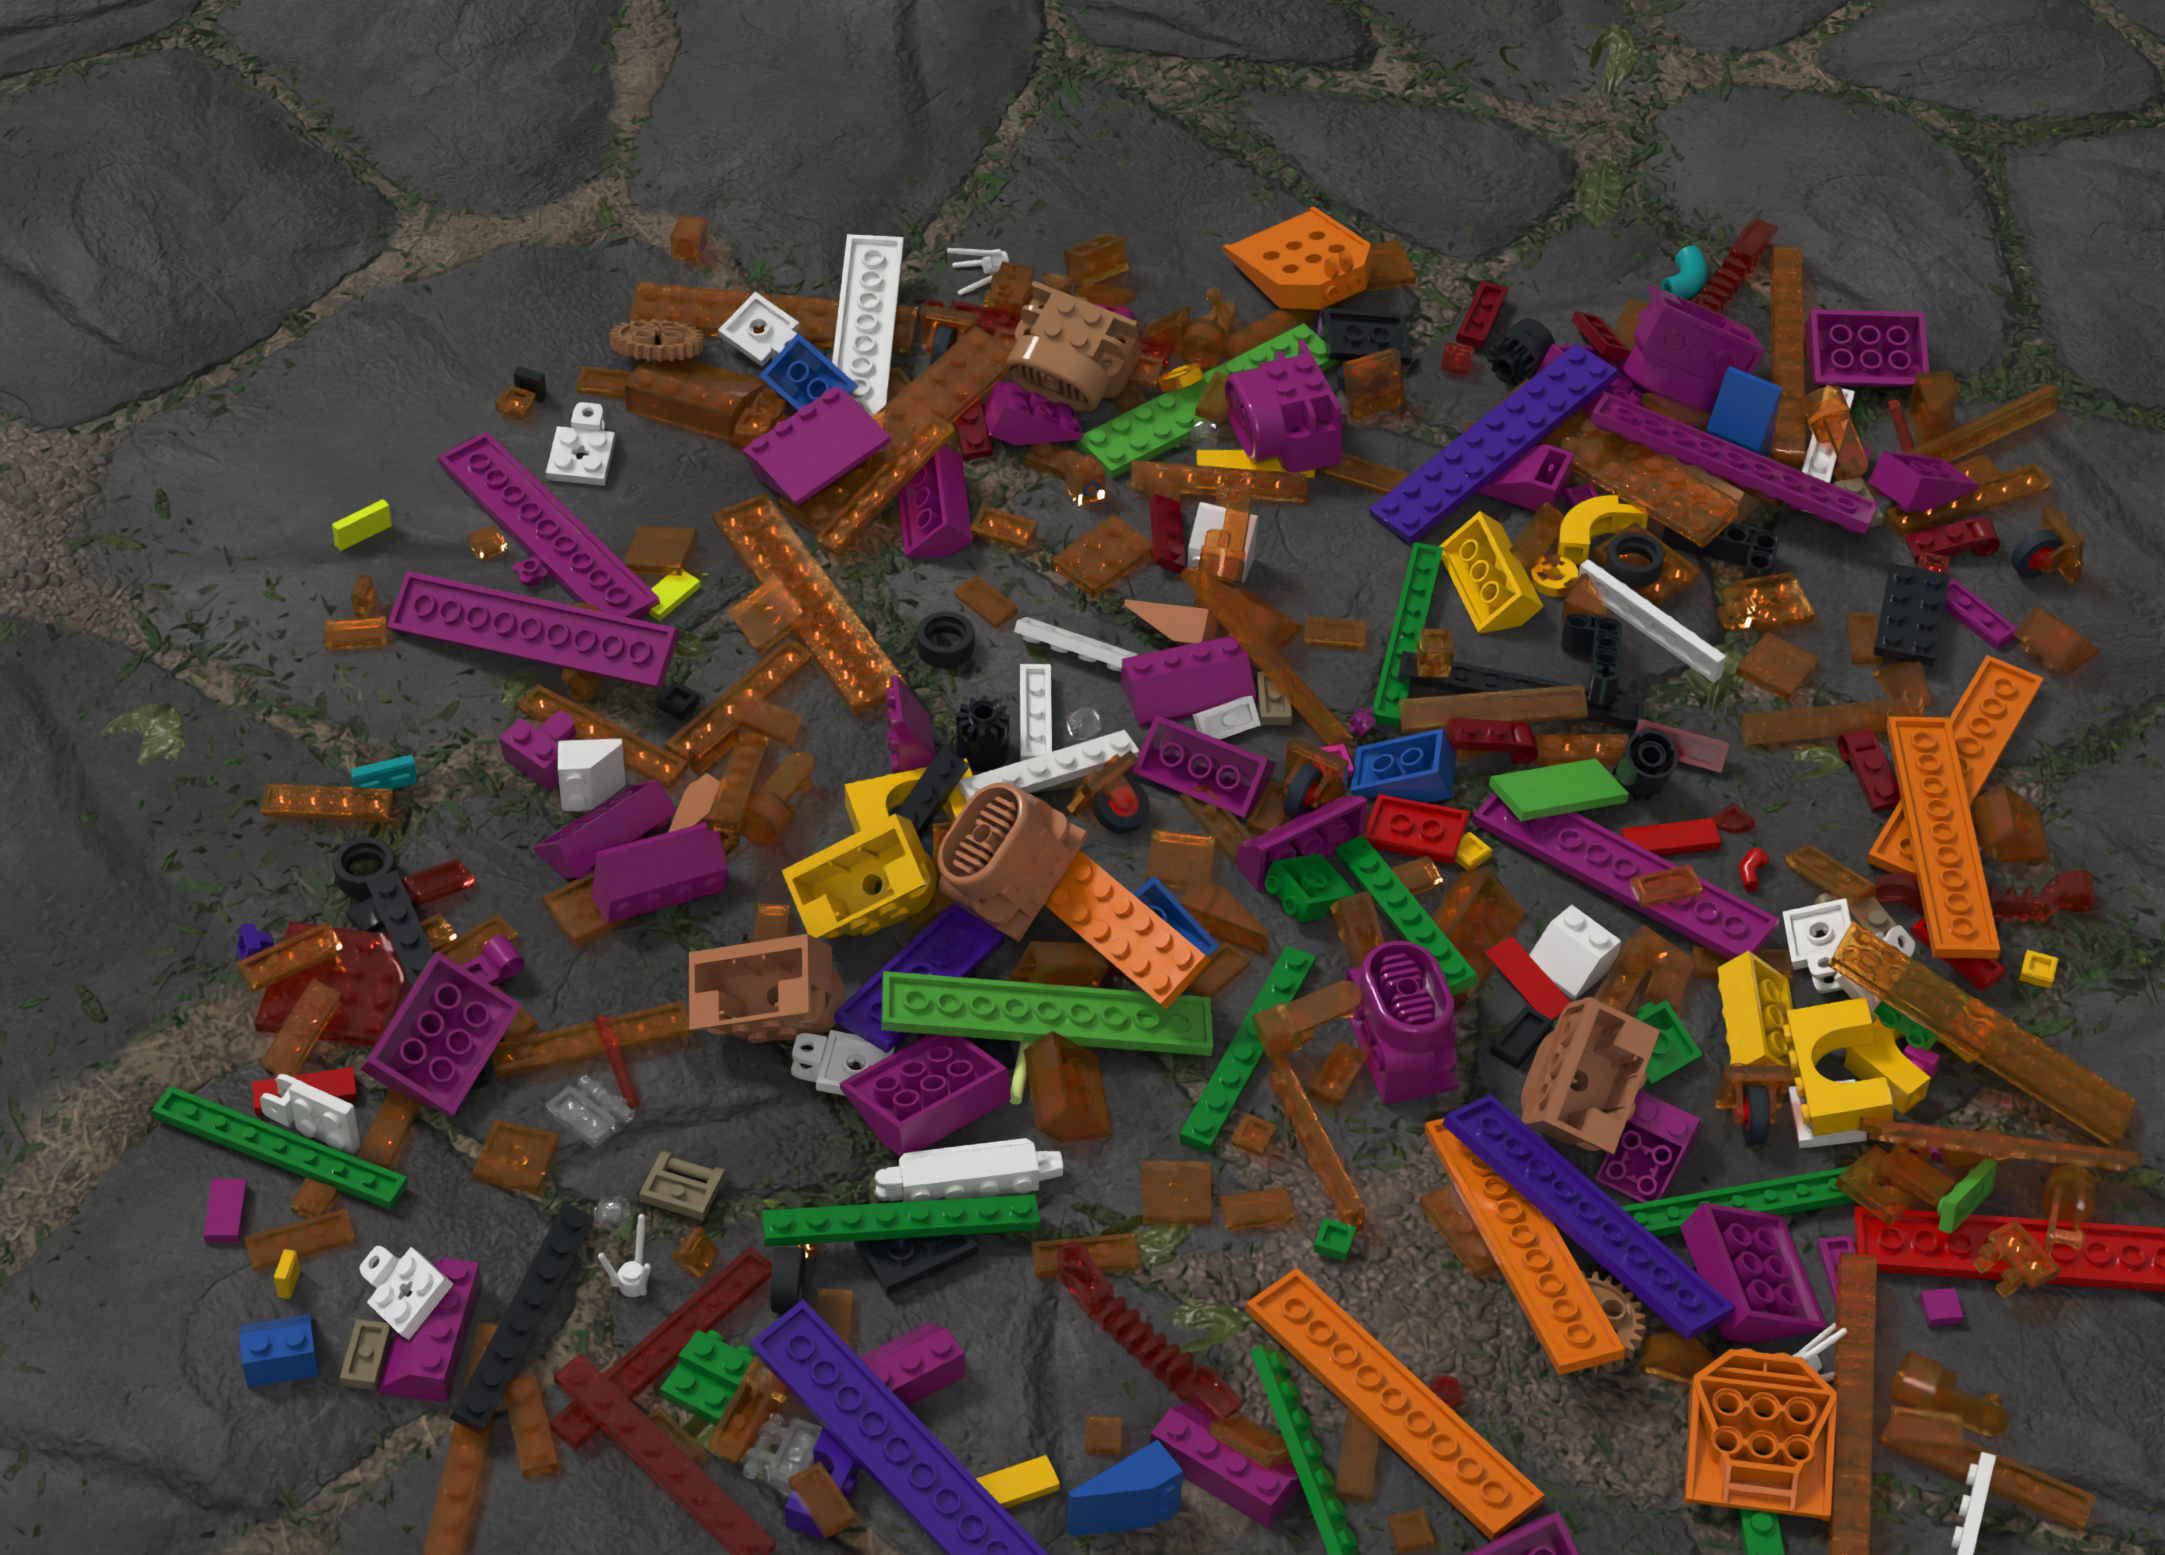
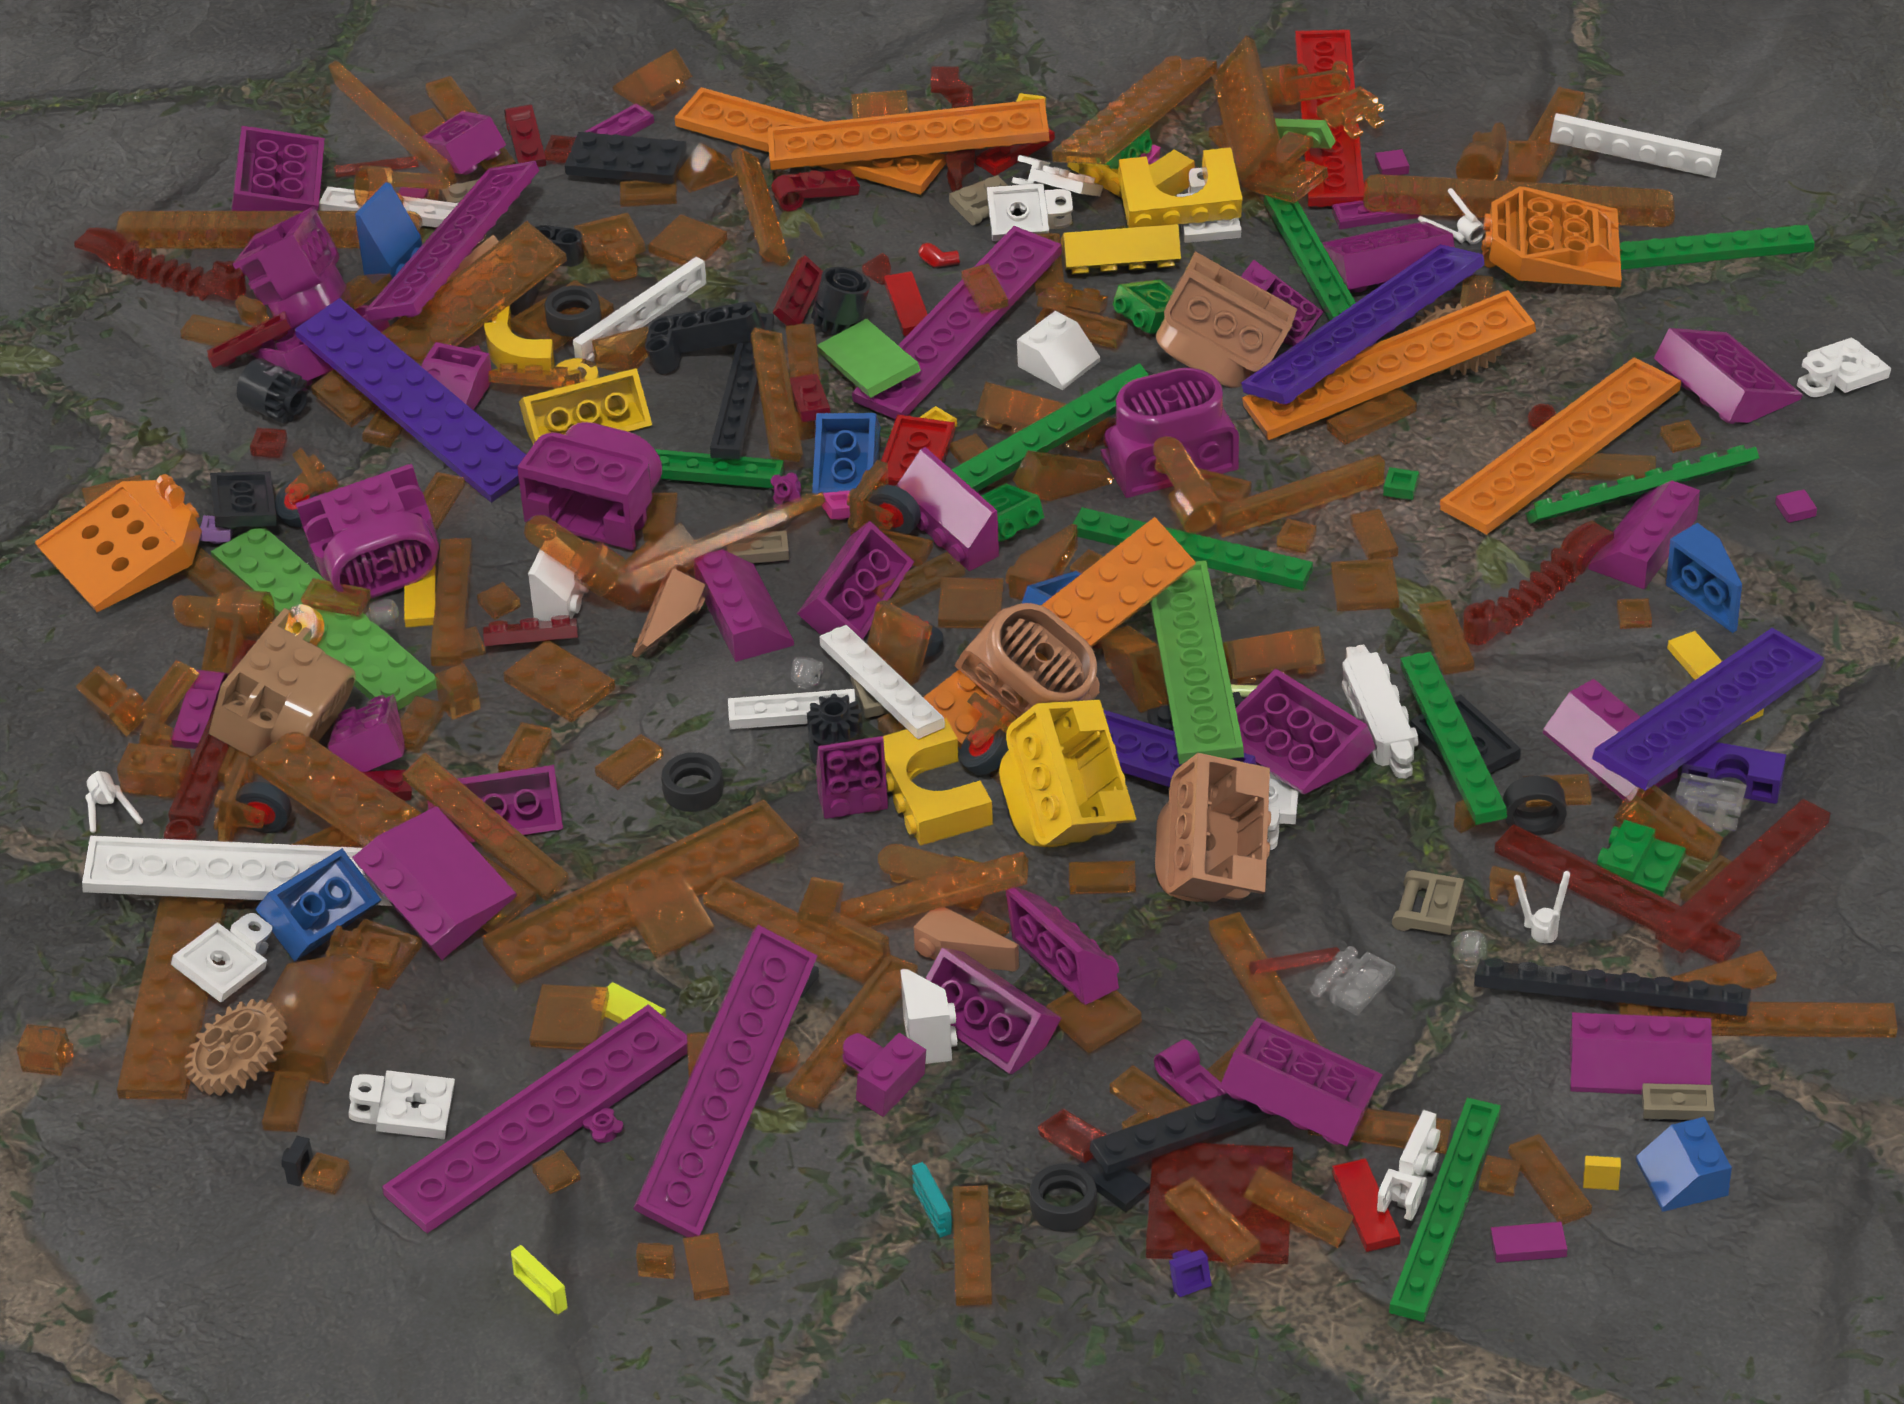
camera: 90 degrees left, 5 degrees down
(393, 1282) = (1604, 1078): white plate -> none
(515, 1156) = (1414, 1031): clear orange tile -> none
(822, 1499) = (1769, 753): clear orange tile -> none
(933, 789) = (924, 753): black plate -> none
(1064, 640) = (693, 685): white plate -> none
(1228, 718) = (790, 574): white plate -> none
(1251, 1440) = (1634, 509): clear orange tile -> none
(1351, 558) = (591, 481): none -> magenta brick
(1434, 652) = (730, 411): clear orange brick -> none
(1482, 315) = (202, 427): dark red plate -> none
(1528, 978) = (1083, 382): red sticker -> none
(1691, 275) = (155, 289): teal cylinder -> none
(1753, 1096) = (1223, 242): clear orange plate -> none
(1831, 875) = (948, 206): clear orange tile -> none
(1932, 404) = (367, 132): clear orange slope -> none
(2051, 548) = (544, 69): plate -> none

